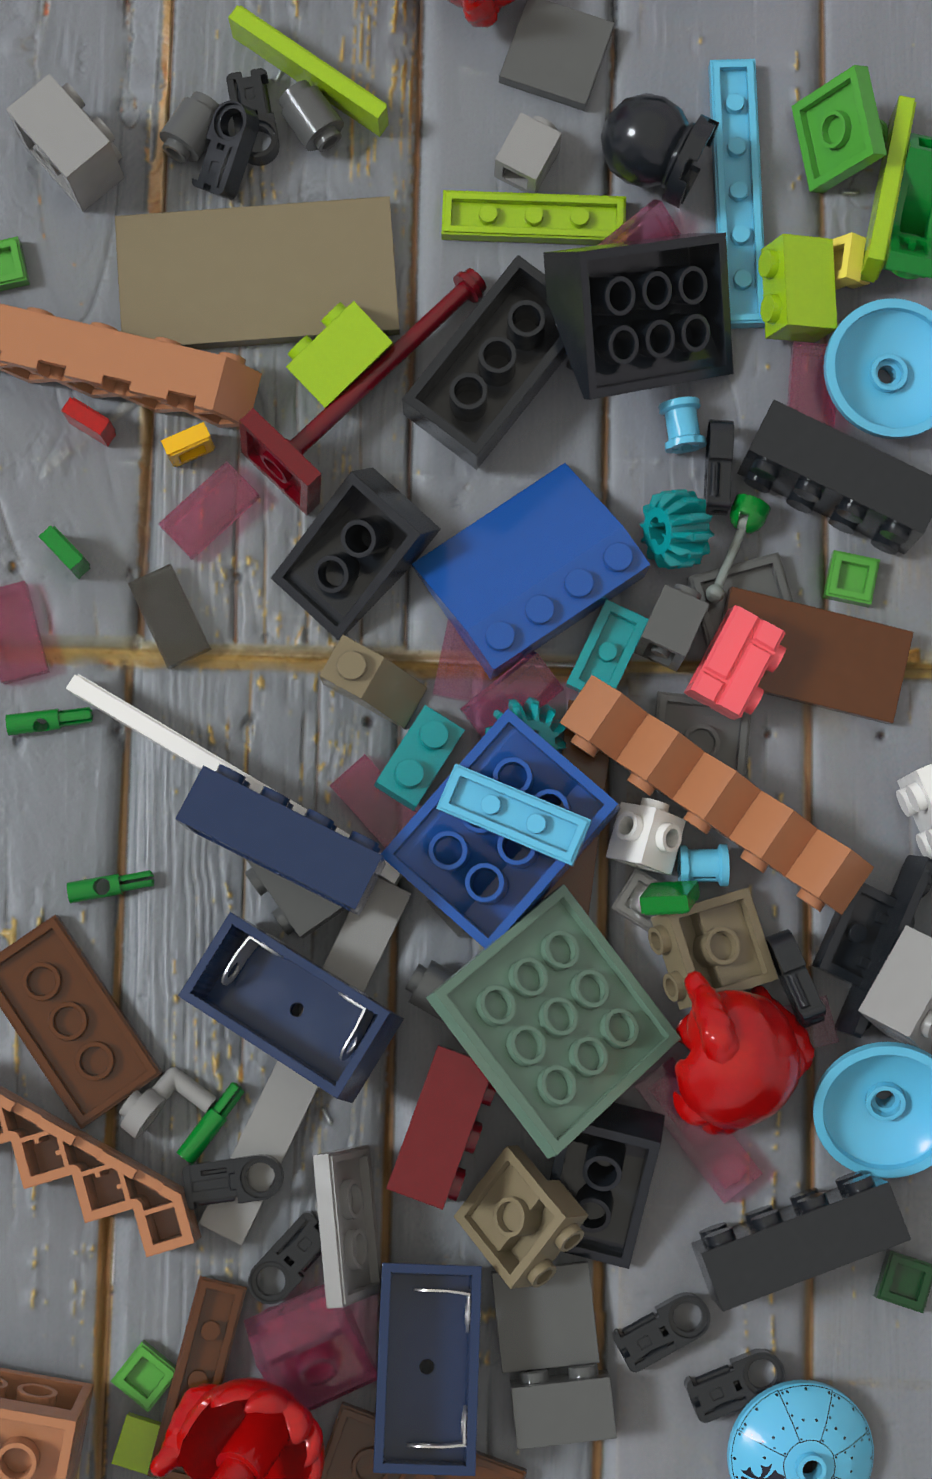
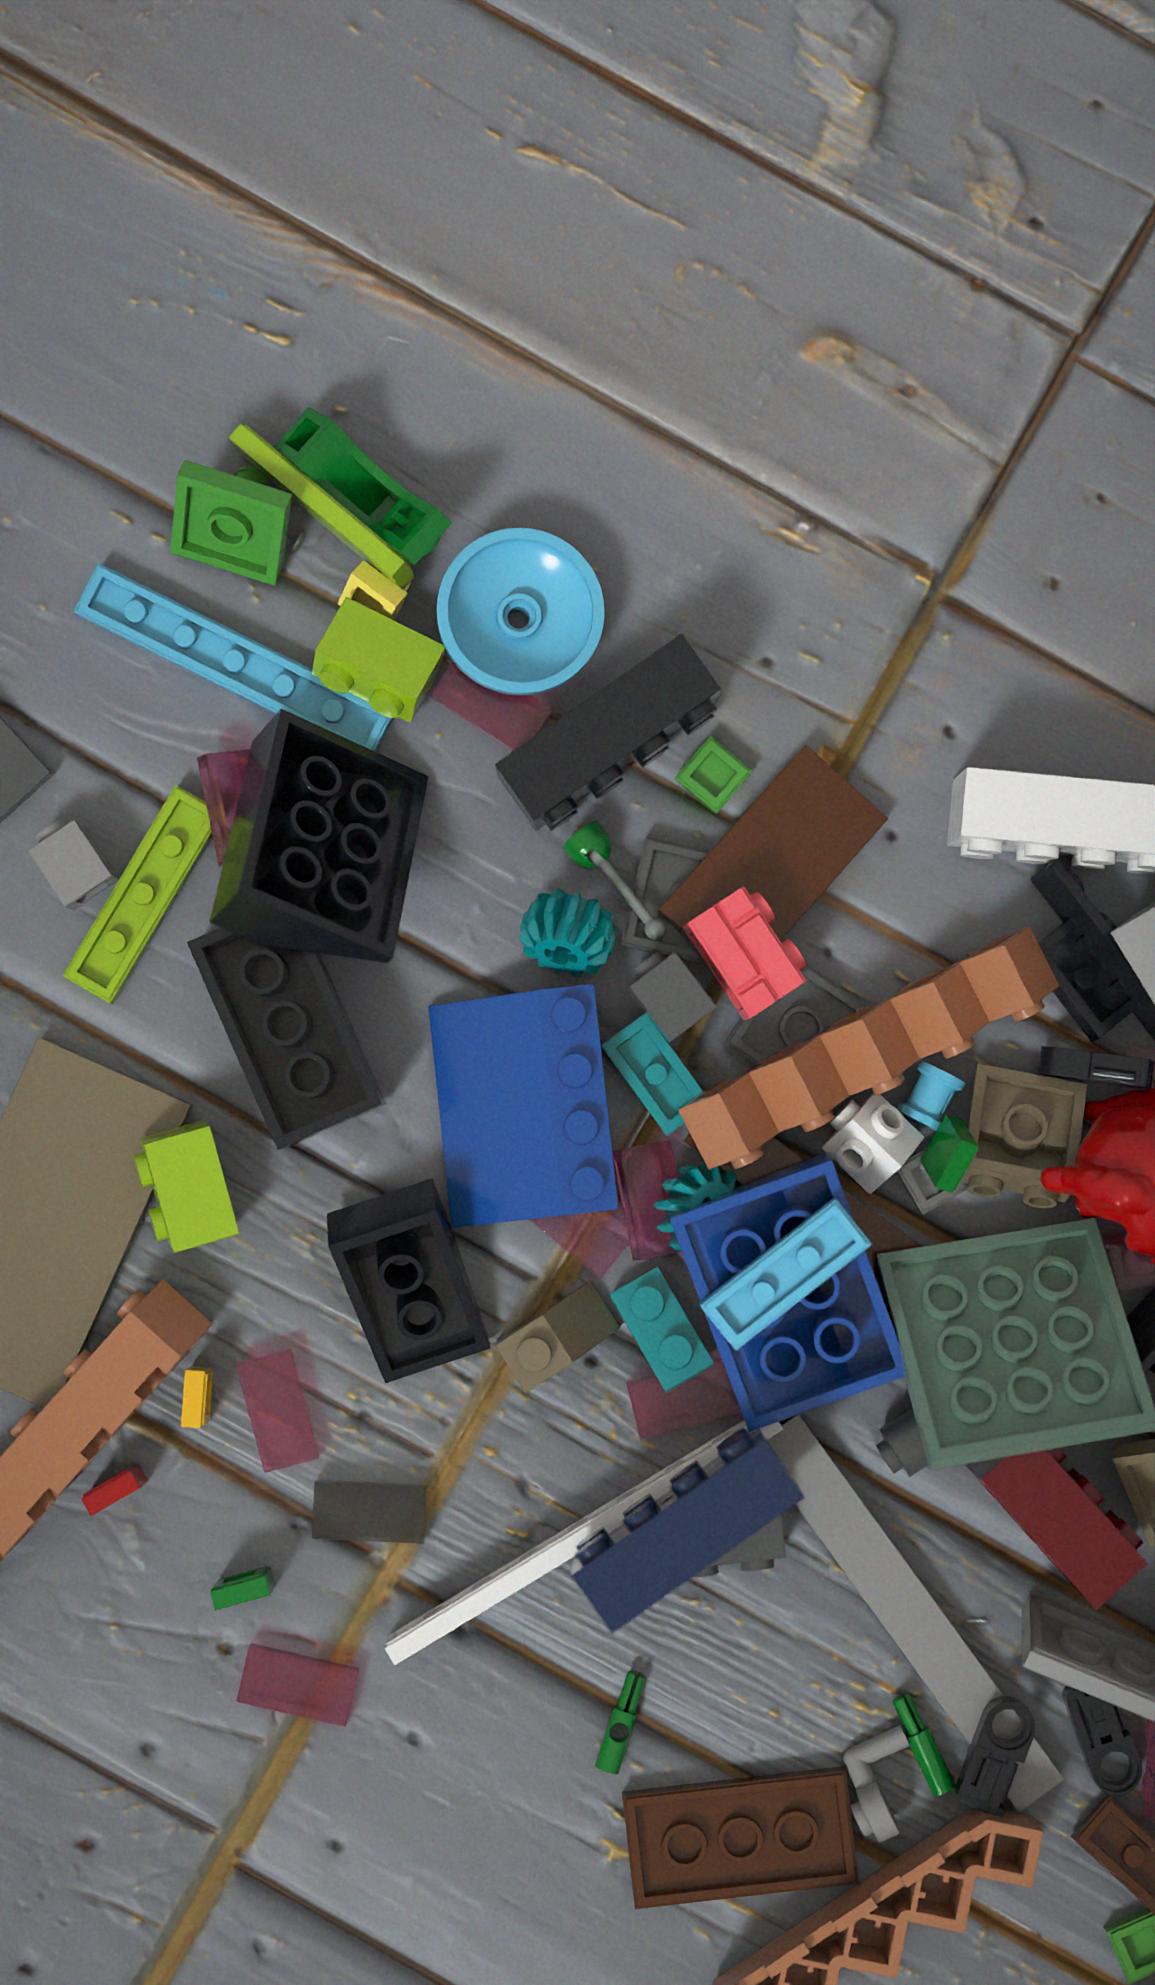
camera: 60 degrees left, 5 degrees up
(27, 722) = (413, 1692): green pin -> none
(254, 983) = (814, 1638): dark blue piece -> none
(283, 459) = (270, 1303): dark red tile -> none
(654, 145) = (139, 728): black tile -> none
(682, 425) = (457, 862): medium azure bush -> none
(718, 466) = (521, 849): black piece -> none

